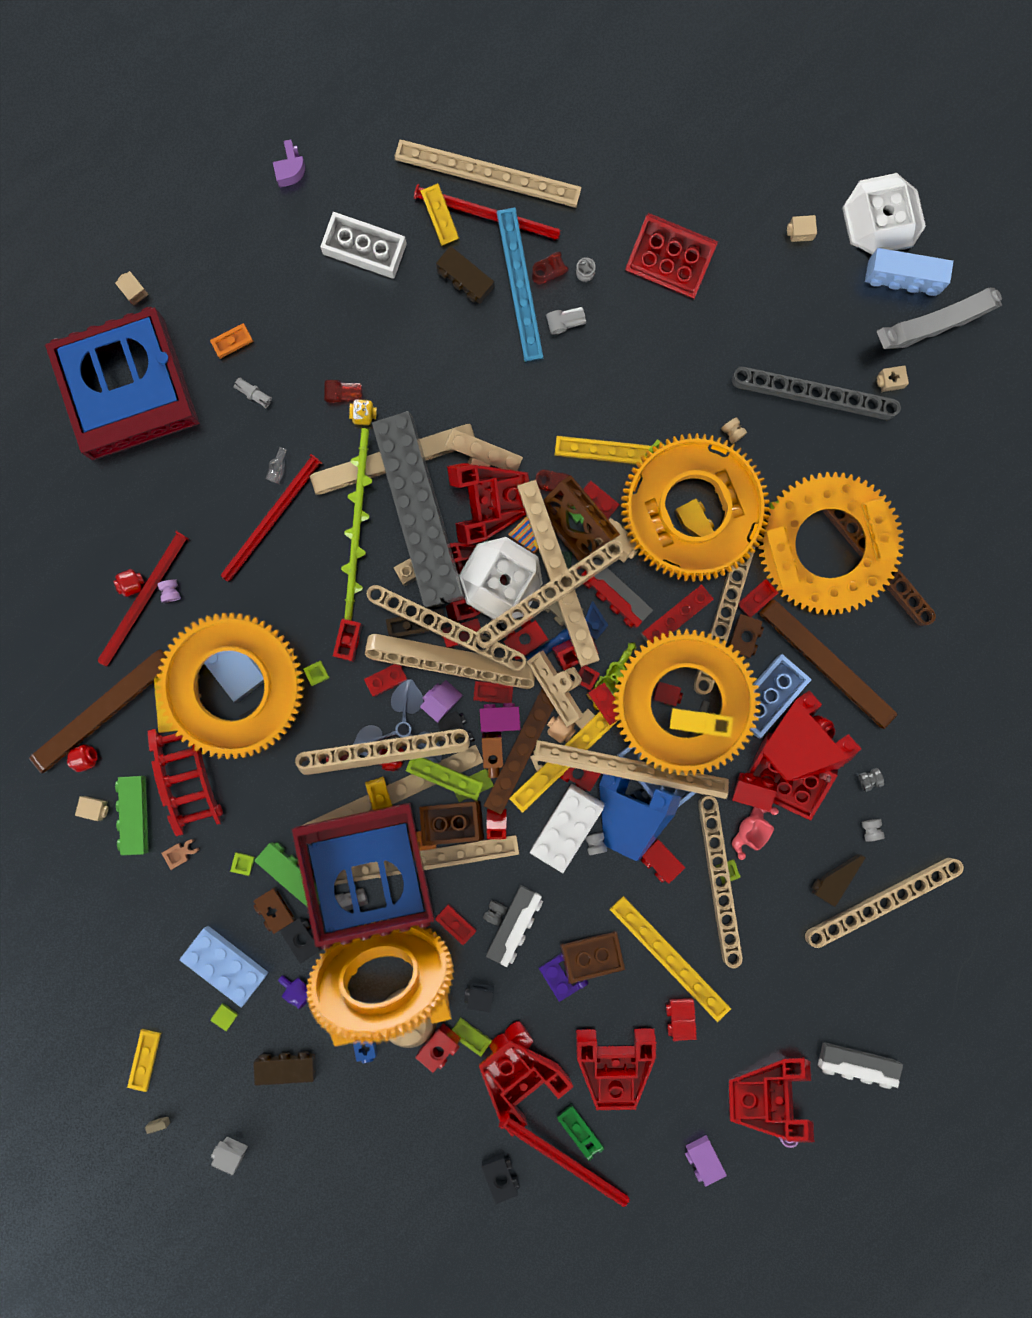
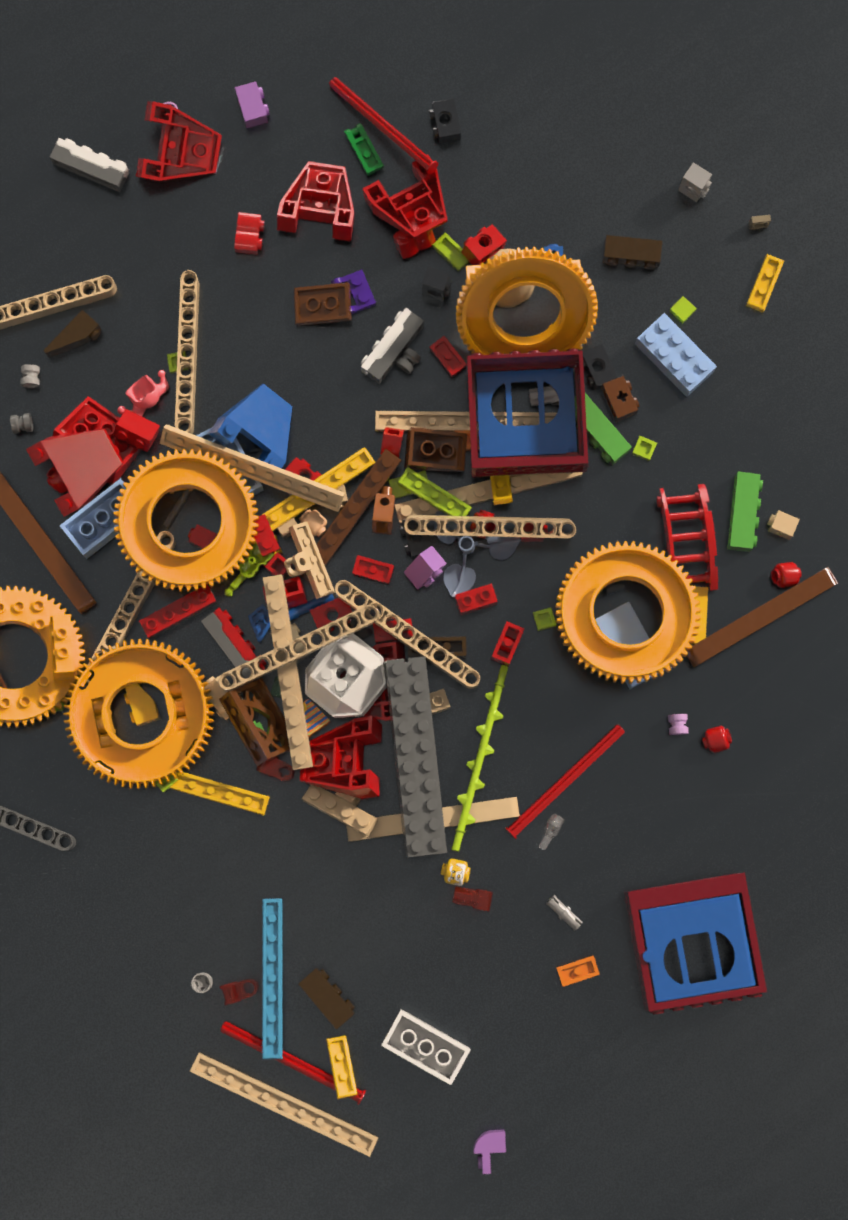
camera: 170 degrees left, 5 degrees down
(131, 288) = (673, 1044): tan brick -> none
(142, 599) = (705, 722): red axle -> none
(178, 855) = (705, 466): nougat plate -> none
(295, 992) = (610, 320): dark purple piece -> none
(446, 661) = (416, 606): tan beam -> none
(499, 719) = (370, 541): magenta brick -> none
(561, 321) = (232, 933): light grey piece -> none
(567, 828) = (324, 426): white brick -> none
(596, 843) = (299, 408): light grey wheel -> none
(601, 499) = (232, 742): red plate -> none
(663, 861) = (237, 379): red brick -> none
(670, 959) = (249, 291): yellow tile -> none
(671, 255) = (110, 982): red slope -> none
(701, 722) = (174, 494): yellow slope -> none
(734, 430) = (84, 789): tan wheel -> none
(748, 625) = (115, 593): reddish brown brick -> none
(757, 598) = (95, 617): red plate -> none

